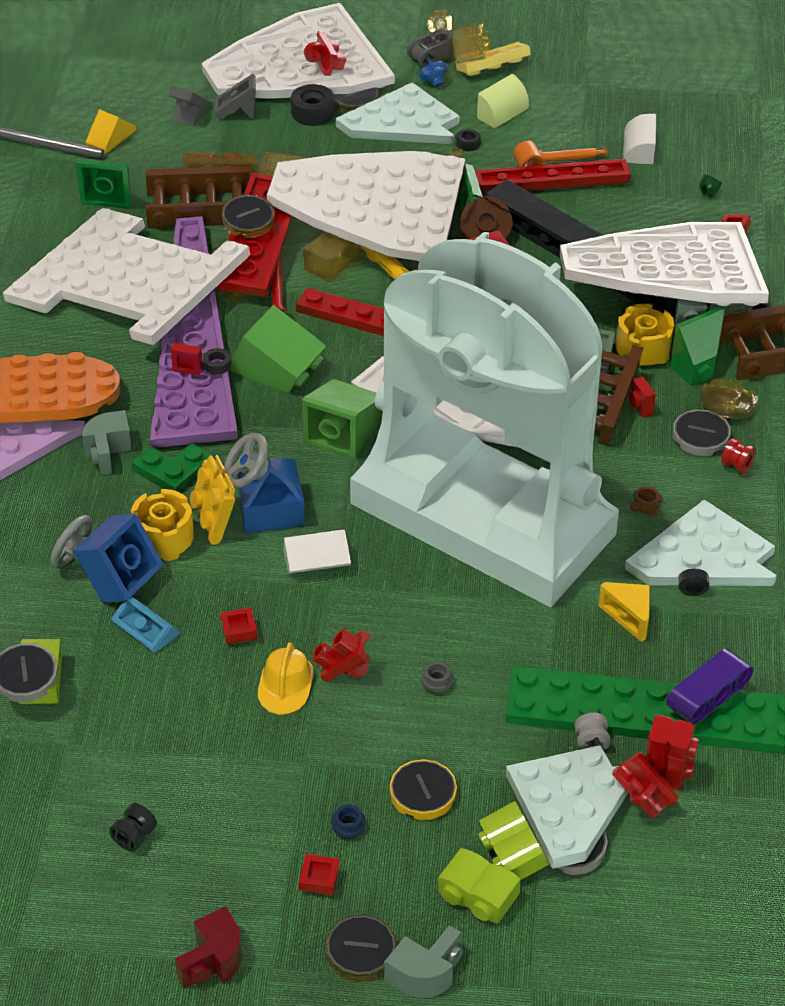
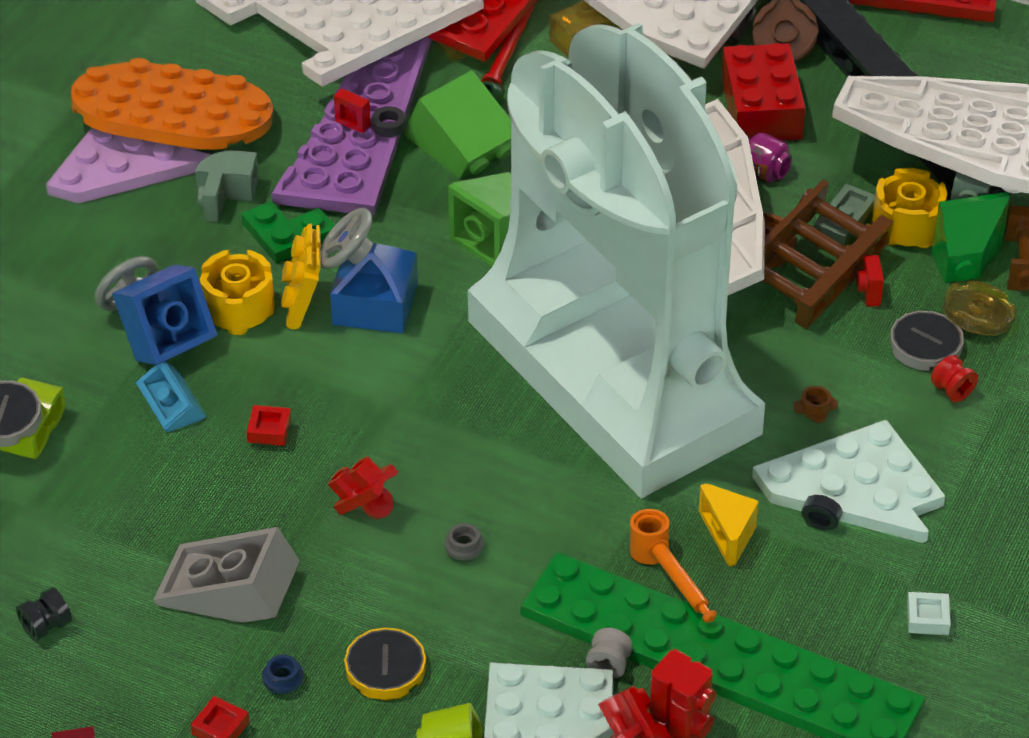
camera: 20 degrees right, 0 degrees up
(268, 754) = (230, 576): none -> light grey slope
(285, 681) = (293, 498): yellow piece -> none
(316, 551) = (396, 364): white brick -> none
(580, 640) = (651, 546): none -> orange piece
(709, 686) = (769, 636): dark purple beam -> none

